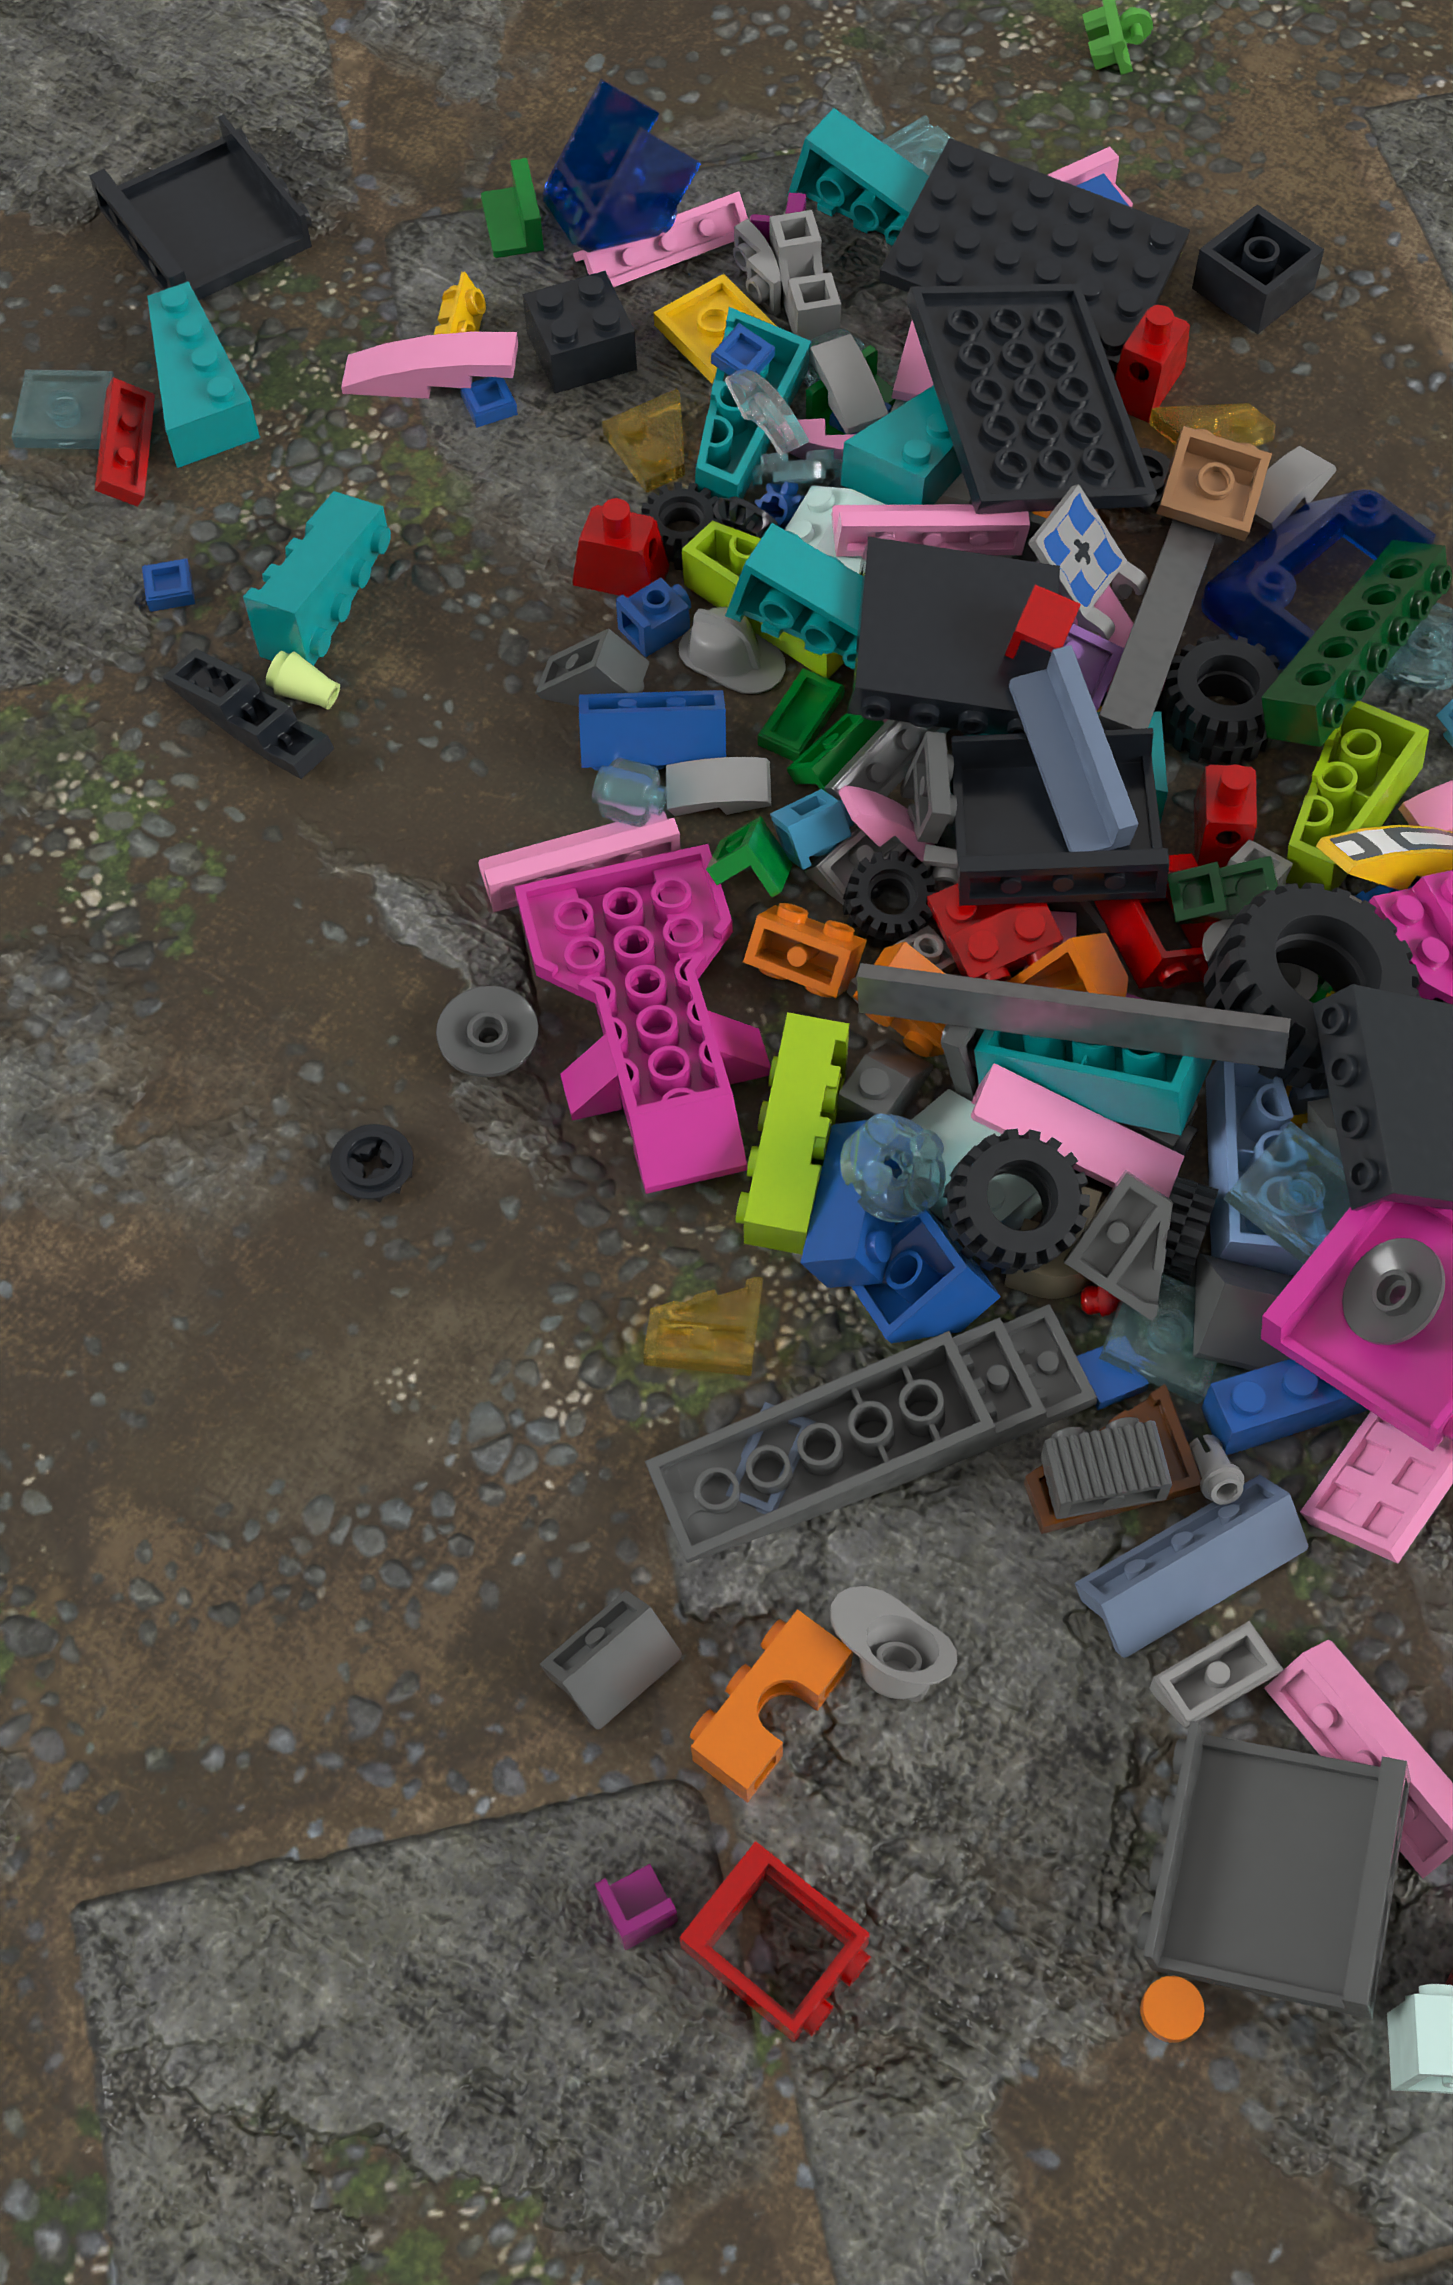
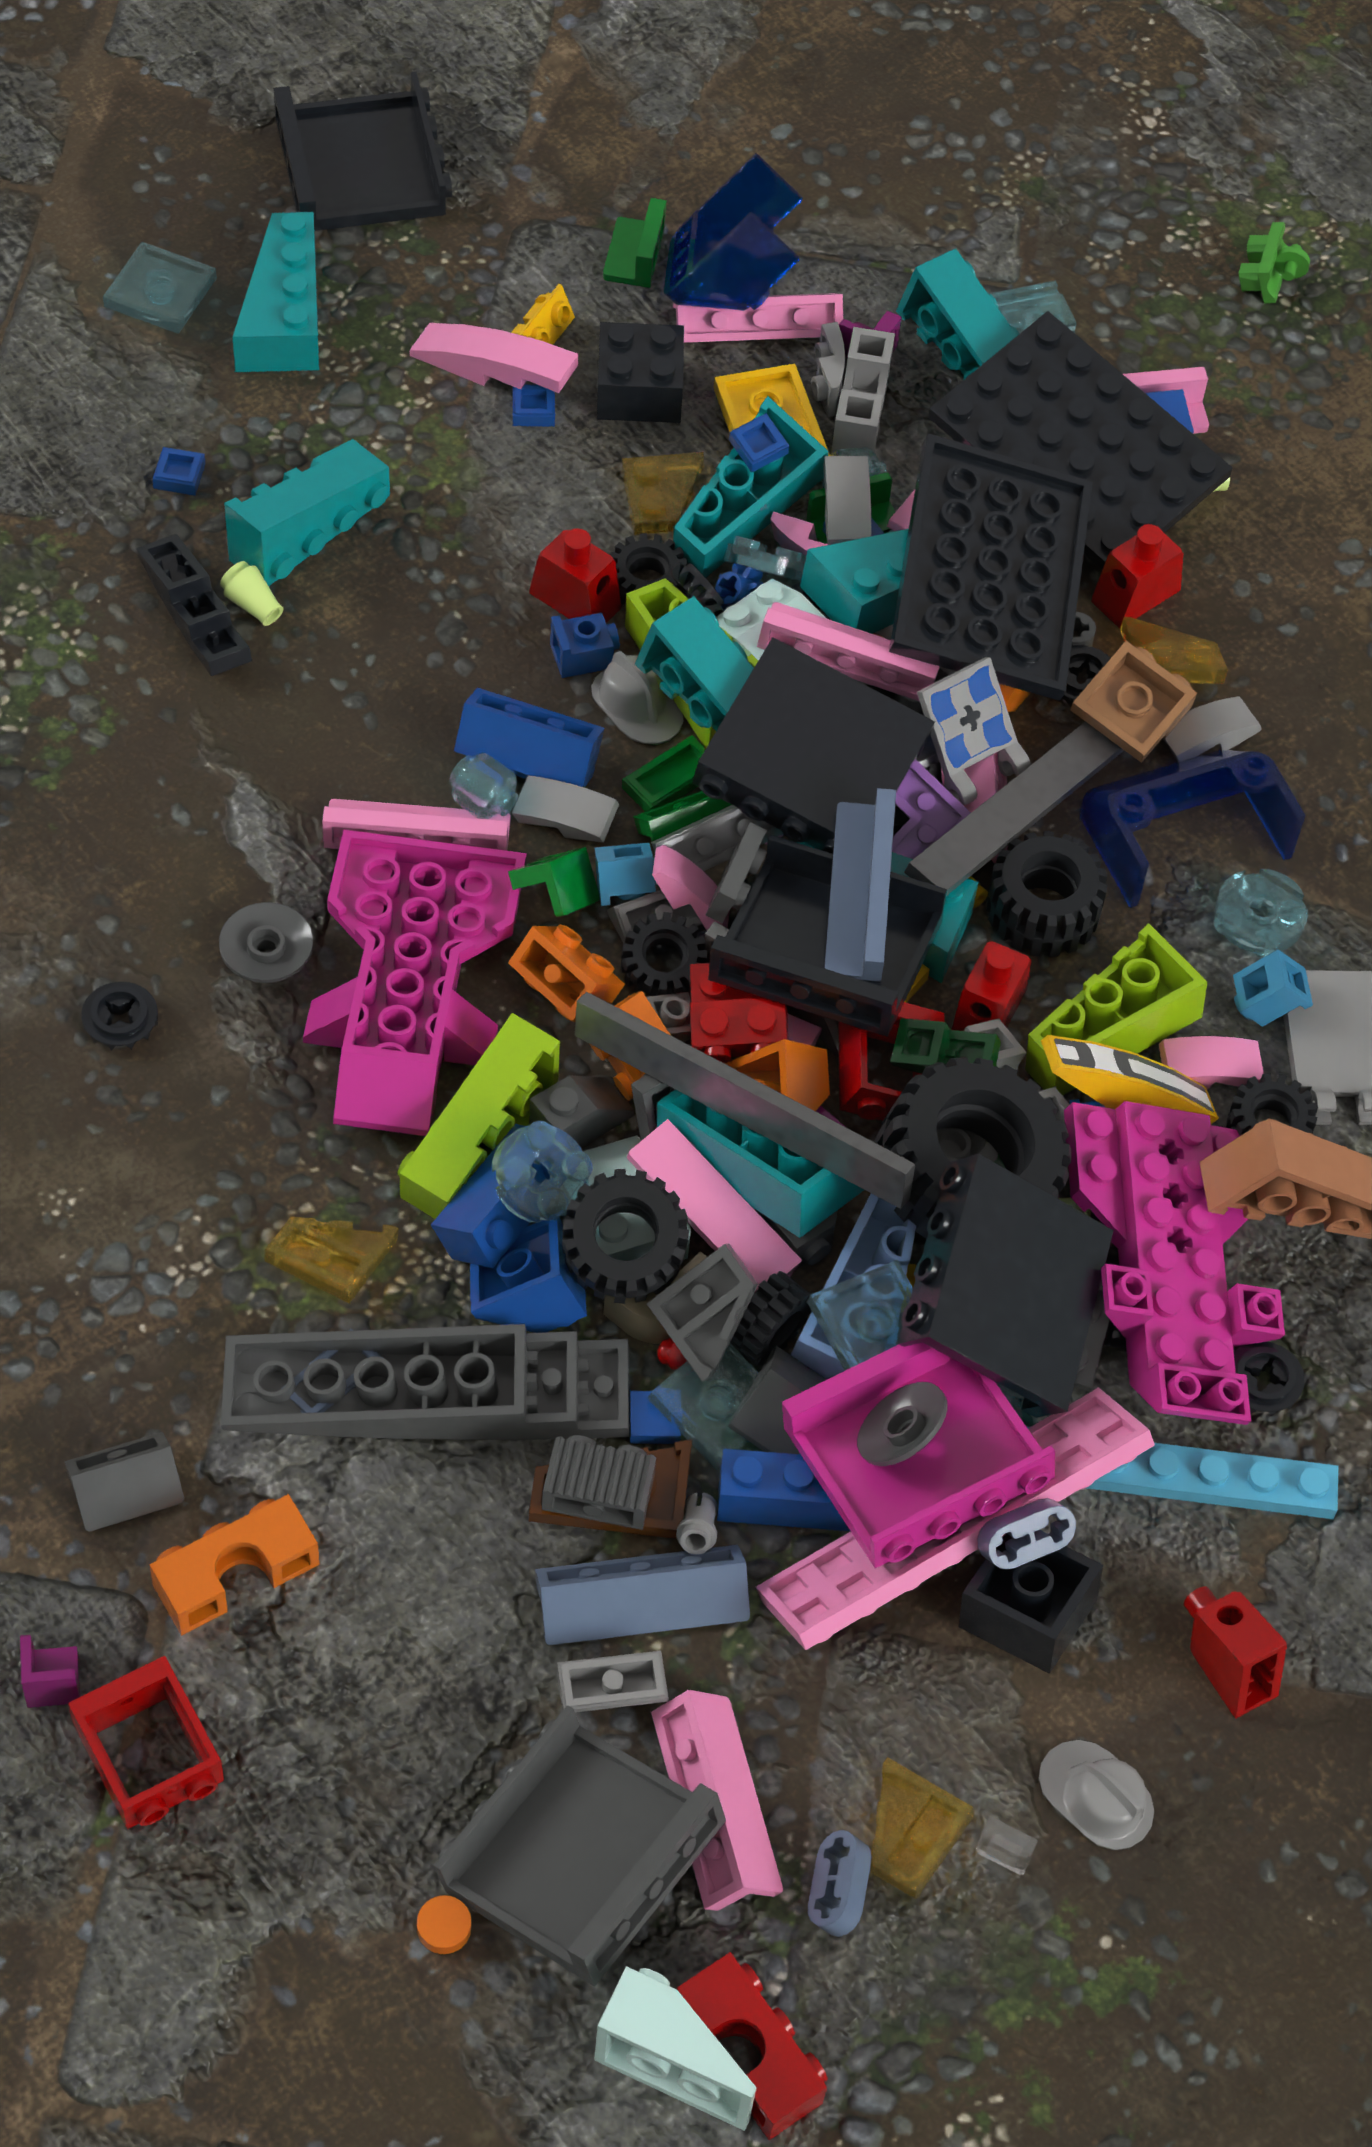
camera: 15 degrees right, 5 degrees down
(125, 442) = (198, 334): red plate -> none
(593, 667) = (507, 670): dark grey slope -> none
(766, 408) = (750, 497): clear tile -> none
(894, 1644) = (355, 1551): light grey piece -> none
(1044, 621) = (887, 763): red panel -> none
(1257, 269) = (1284, 524): black brick -> none
(1356, 643) = (1183, 883): dark green brick -> none

